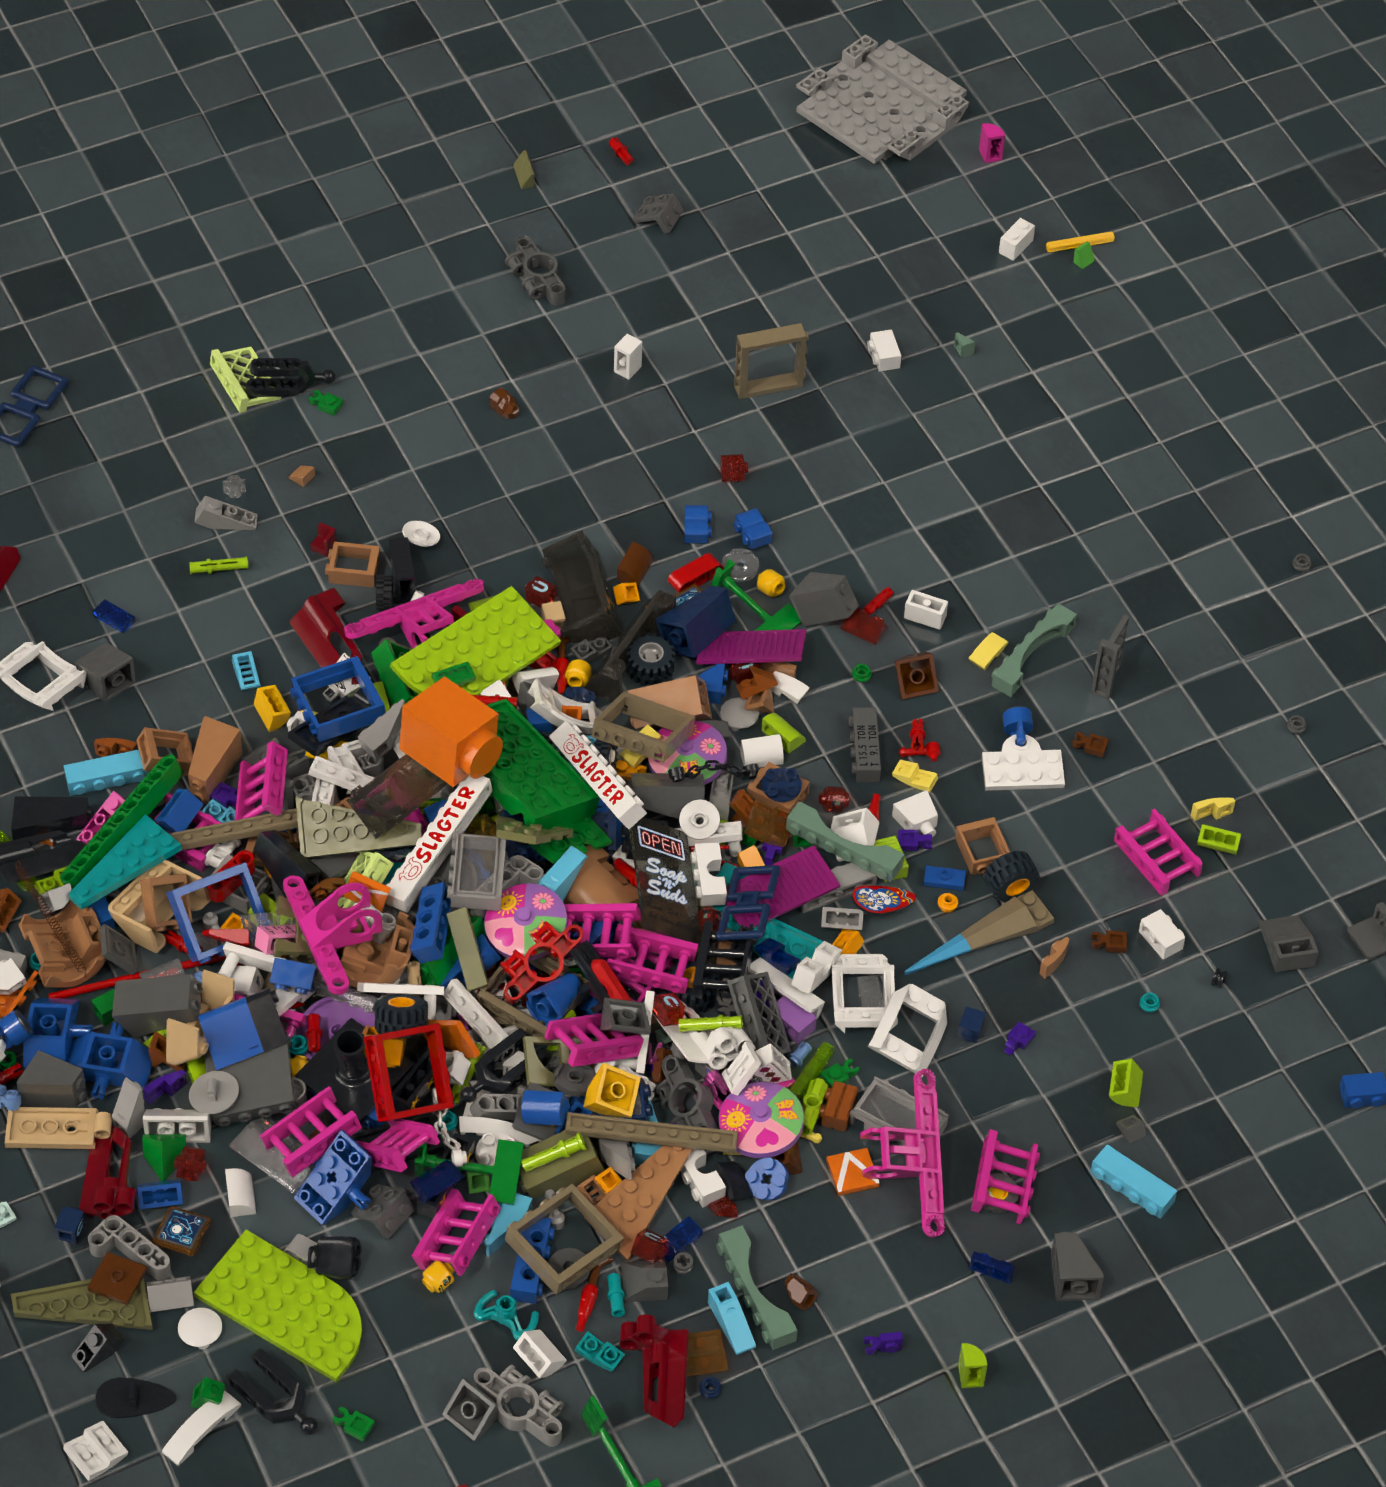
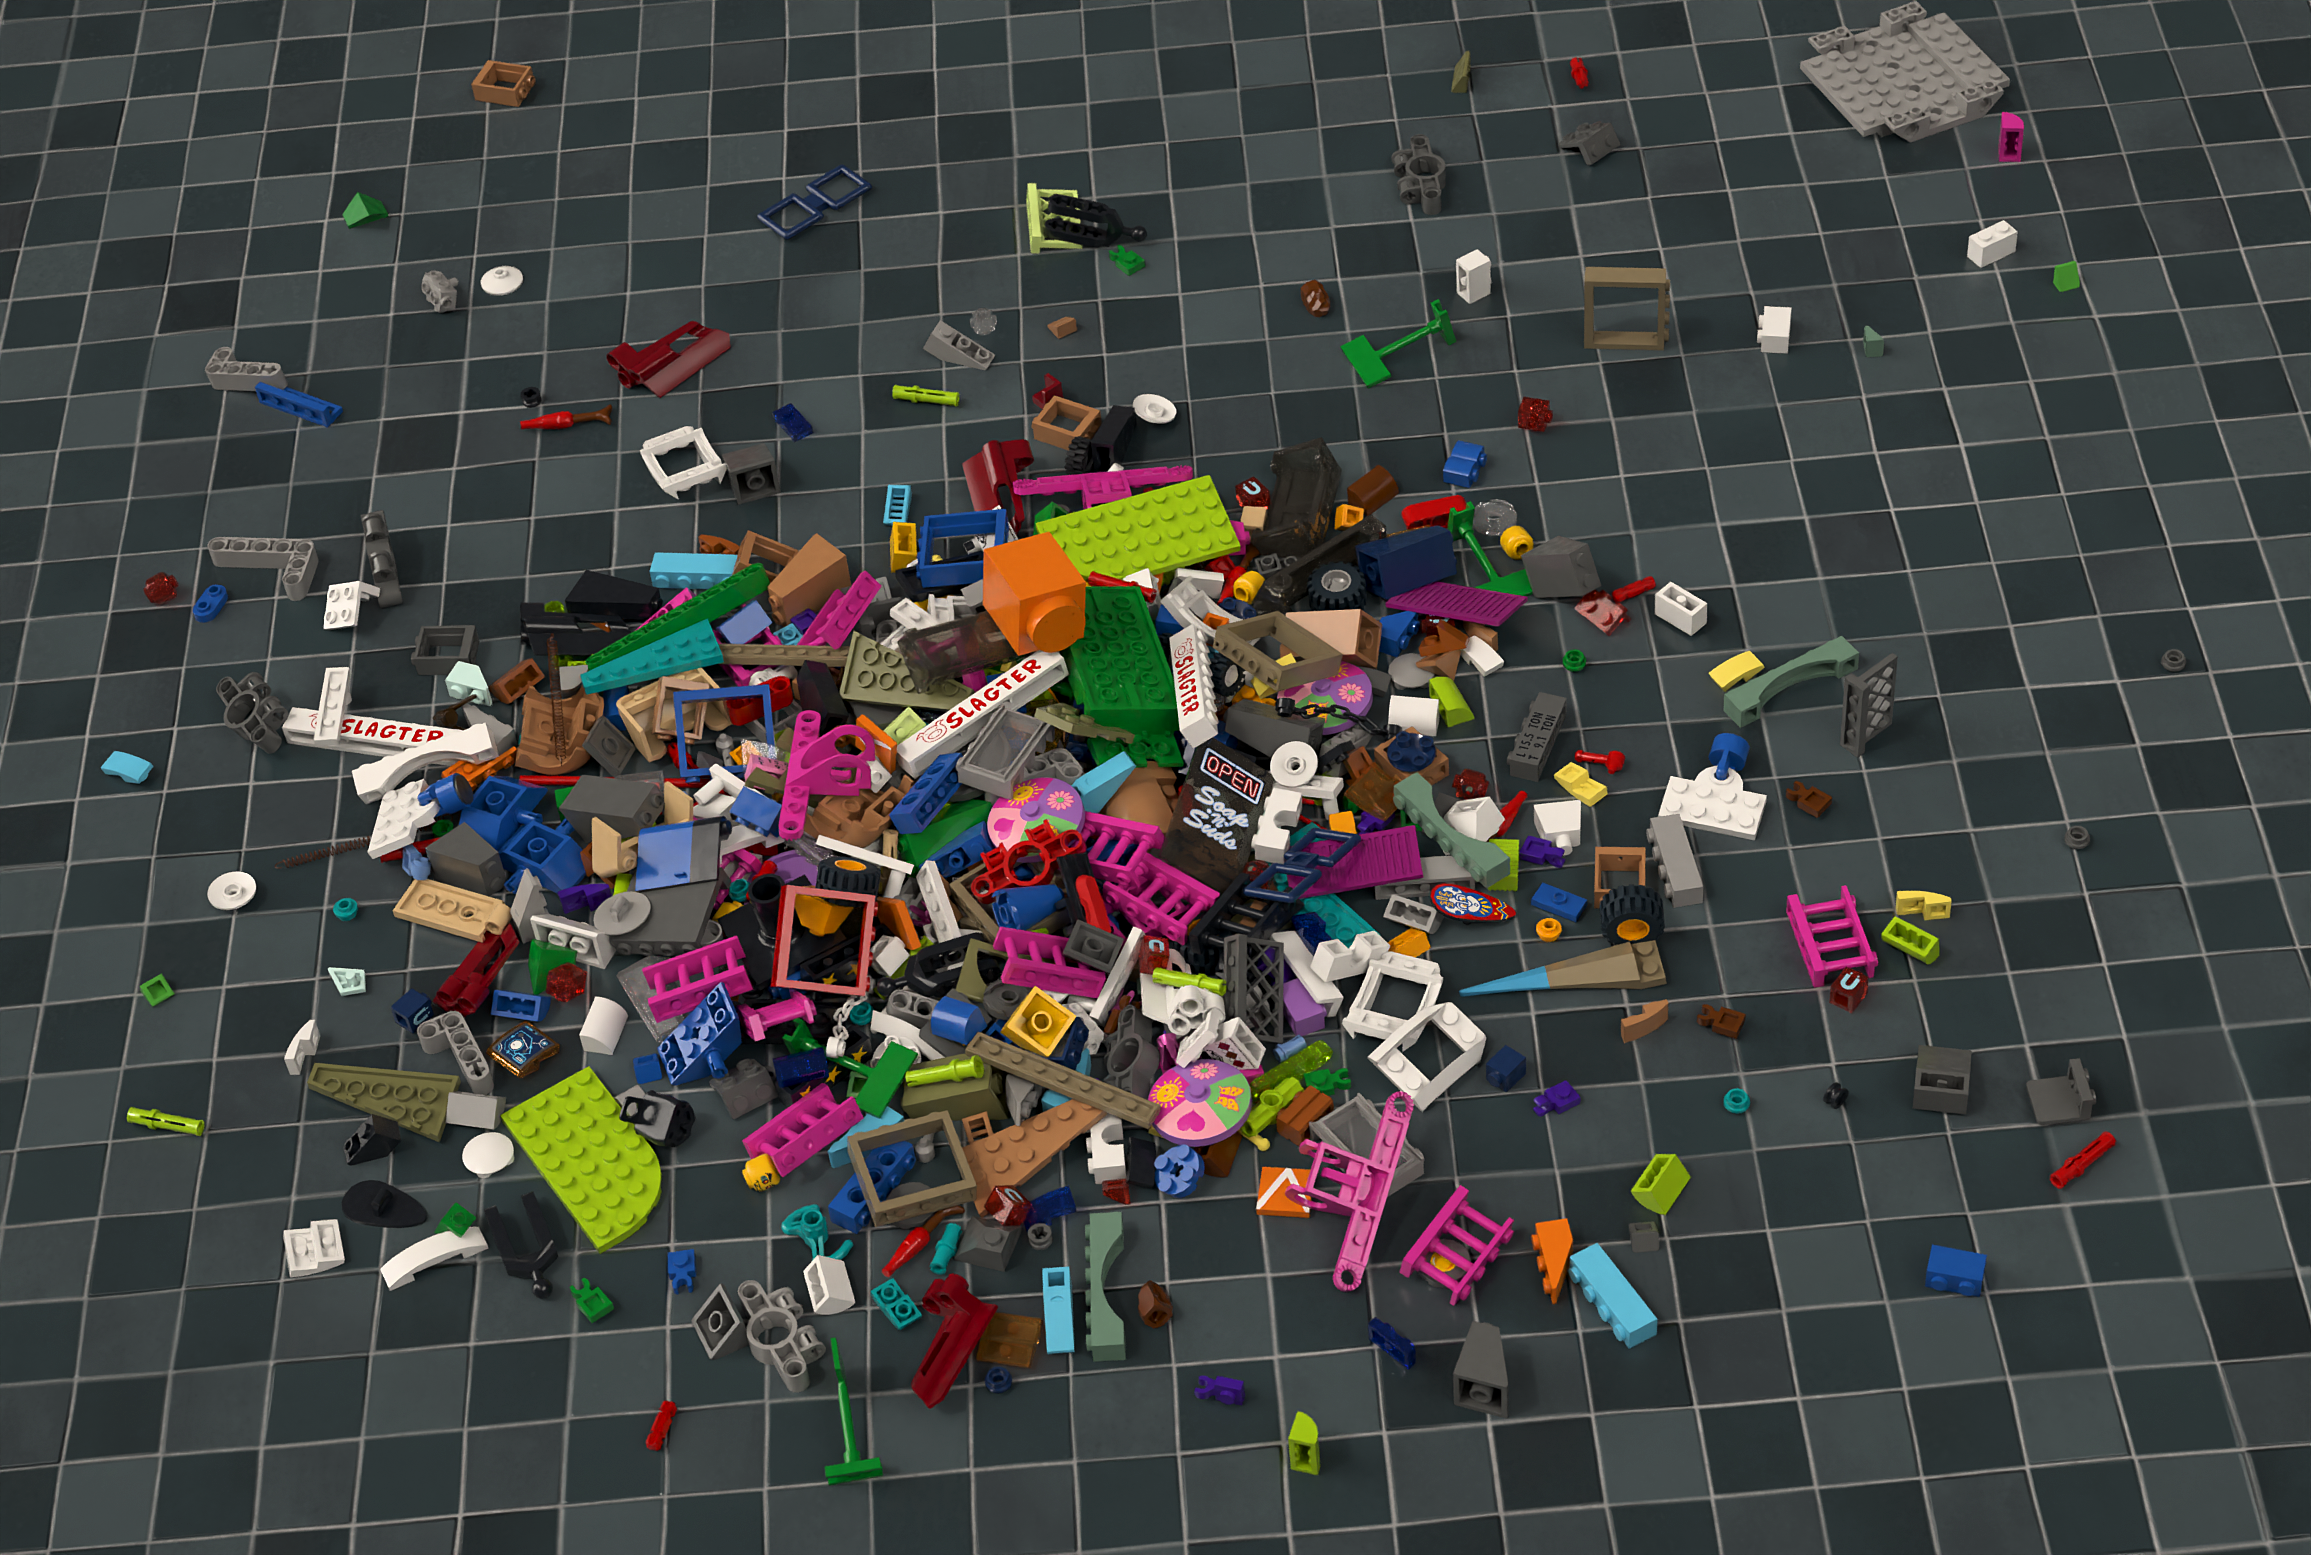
camera: 30 degrees right, 5 degrees down
(117, 1278) = (426, 1077): reddish brown plate -> none
(234, 936) = (726, 759): slope -> none
(293, 1216) = (647, 1068): none -> blue slope
(388, 926) = (880, 782): light grey cone -> none
(412, 1374) = (681, 1269): none -> blue plate
(459, 674) = (1095, 552): green plate -> none
(467, 949) = (956, 831): olive tile -> none
(573, 450) = (1369, 363): none -> green piece
(608, 1180) = (998, 1120): light orange slope -> none
(728, 802) = (1337, 754): none -> black plate
(753, 529) = (1526, 482): blue brick -> none
(869, 991) = (1407, 1000): clear slope -> none
(916, 675) = (1633, 676): reddish brown slope -> none
(917, 734) = (1604, 739): red pin -> none
(1017, 820) = (1675, 860): none -> light grey brick
(1075, 242) = (2083, 262): yellow axle -> none
(1075, 1158) = (1555, 1247): none -> orange slope
(1162, 934) = (1789, 1028): white brick -> none
(1191, 891) = (1849, 989): none -> clear red brick

